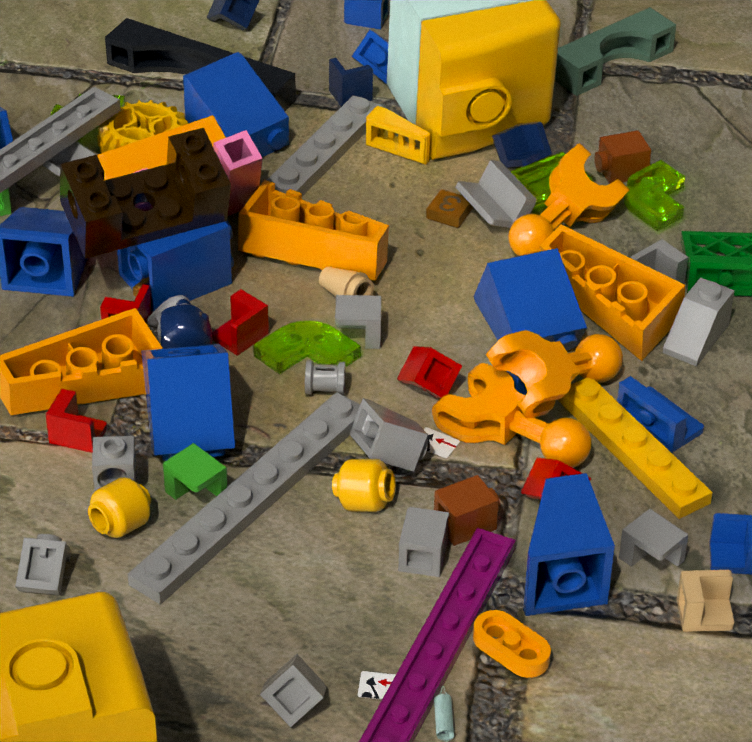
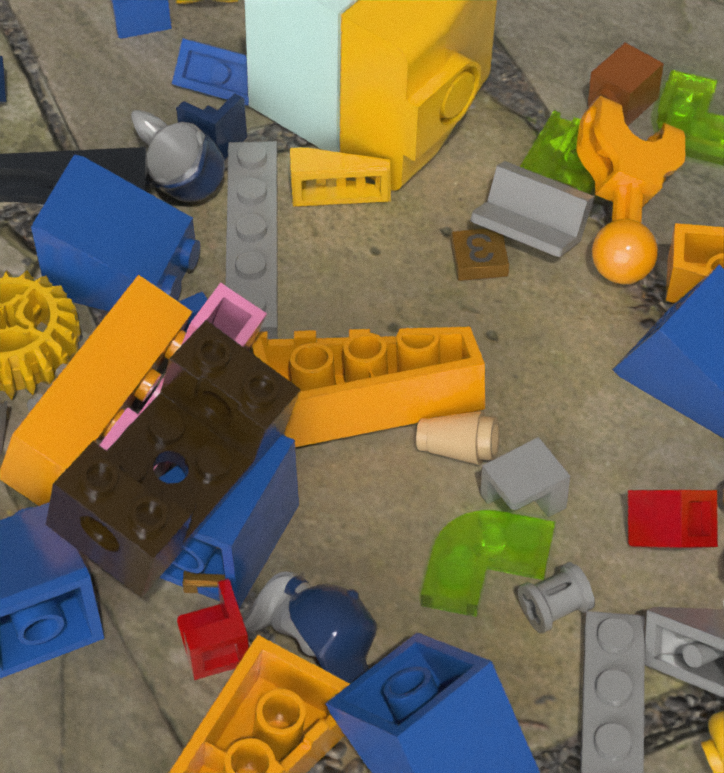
camera: 30 degrees left, 10 degrees up
(247, 323) = (379, 565): red panel -> none
(315, 91) = (180, 157): none -> hair
(522, 144) = (503, 123): dark blue panel -> none

